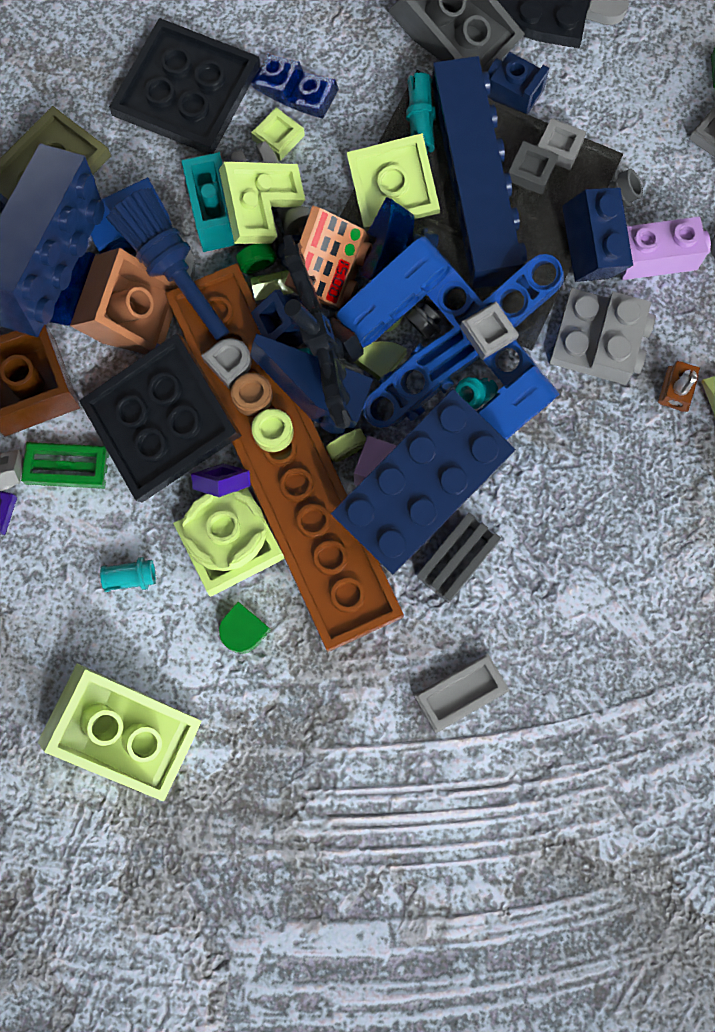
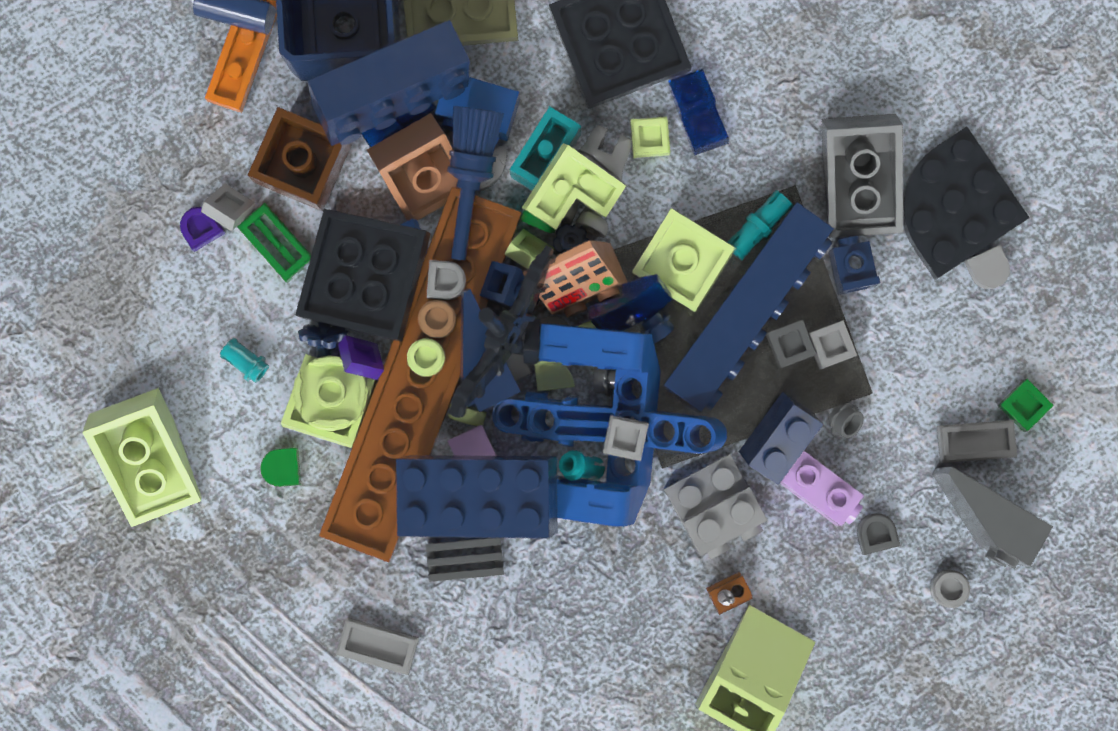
camera: 45 degrees right, 10 degrees up
(174, 496) = (322, 337): none -> dark blue plant

